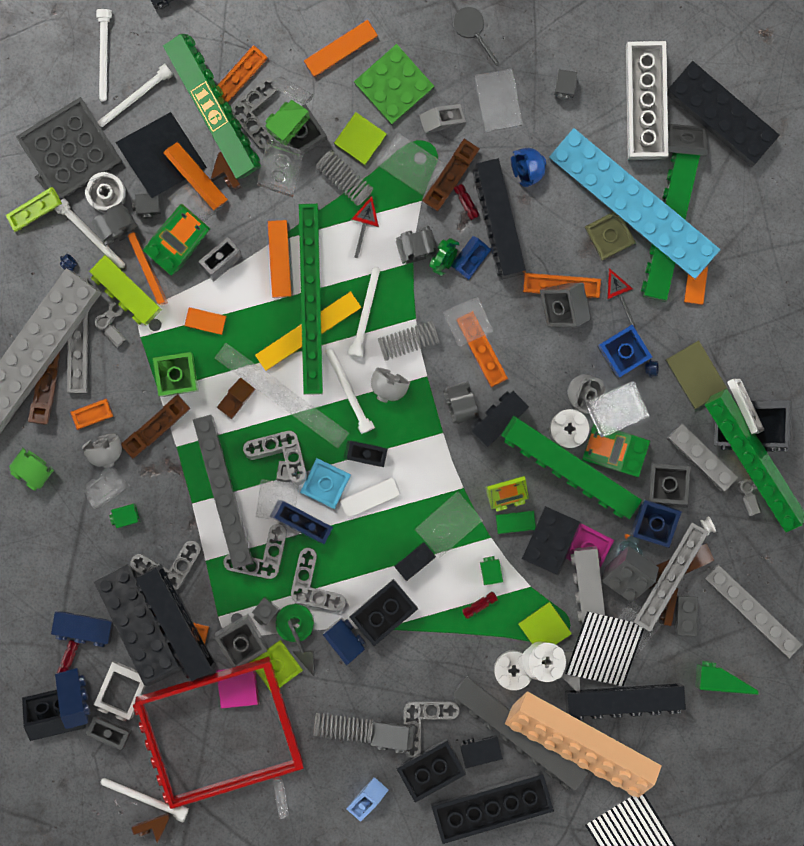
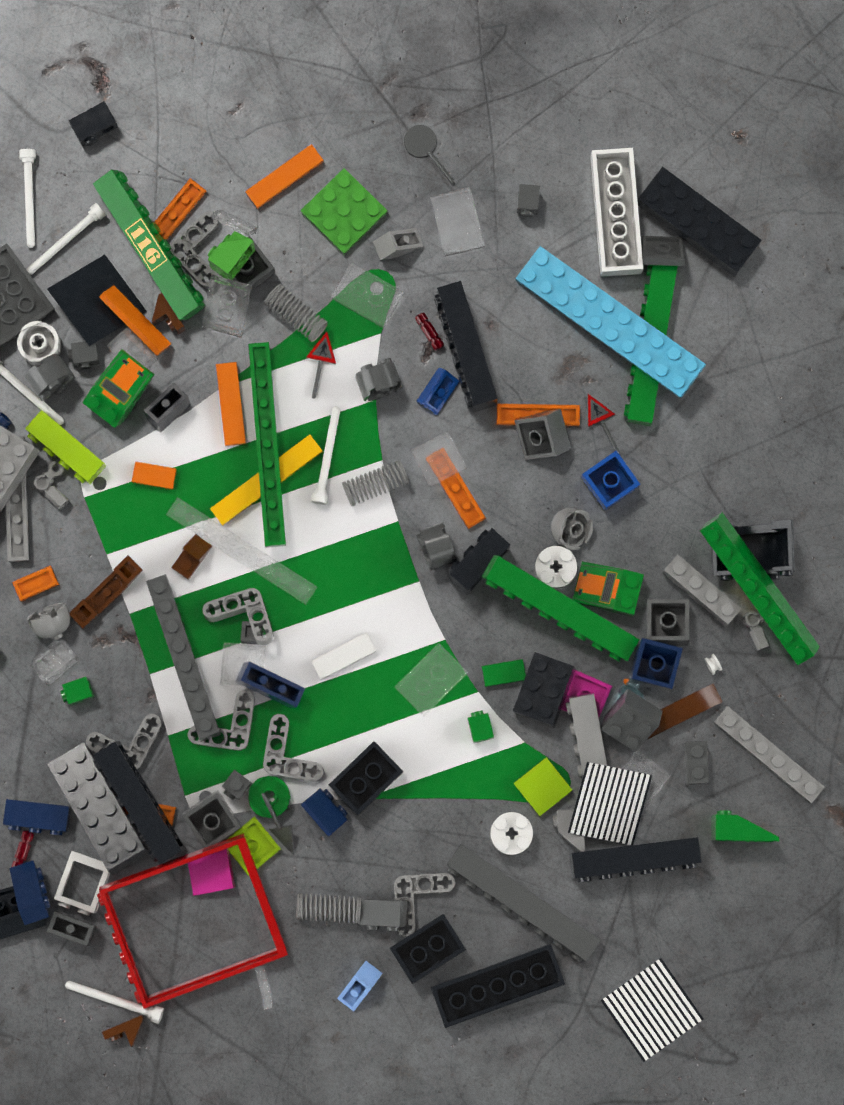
camera: 10 degrees left, 5 degrees down
(147, 269) = (88, 423): orange tile -> none
(175, 374) = (125, 534): bright green slope -> none
(325, 483) = (294, 643): medium azure tile -> none
(360, 138) = (310, 271): lime tile -> none
(364, 424) = (333, 576): white piece -> none
(365, 453) = (336, 607): black brick -> none
(388, 385) = (356, 532): light grey cylinder -> none
(415, 561) = (397, 721): black brick -> none
(445, 256) = (410, 390): green plate -> none
(451, 175) = (411, 303): reddish brown slope -> none
(480, 605) = (470, 765): dark red axle -> none
(480, 751) = (481, 925): black brick -> none
(507, 492) = (492, 640): lime slope -> none
(528, 165) = (493, 289): blue cylinder -> none
(554, 665) = (538, 830): white brick -> none
(583, 745) = (592, 909): light nougat brick -> none
(609, 235) = (586, 358): olive tile -> none
(617, 409) = (606, 543): clear tile -> none
(652, 368) = (641, 498): dark blue plate -> none
(668, 612) = (675, 747): reddish brown slope -> none
(671, 577) = (676, 721): light grey plate -> none
(696, 288) = (683, 409): orange tile -> none
(696, 374) = (688, 501): olive tile -> none
(746, 406) = (745, 531): white tile -> none

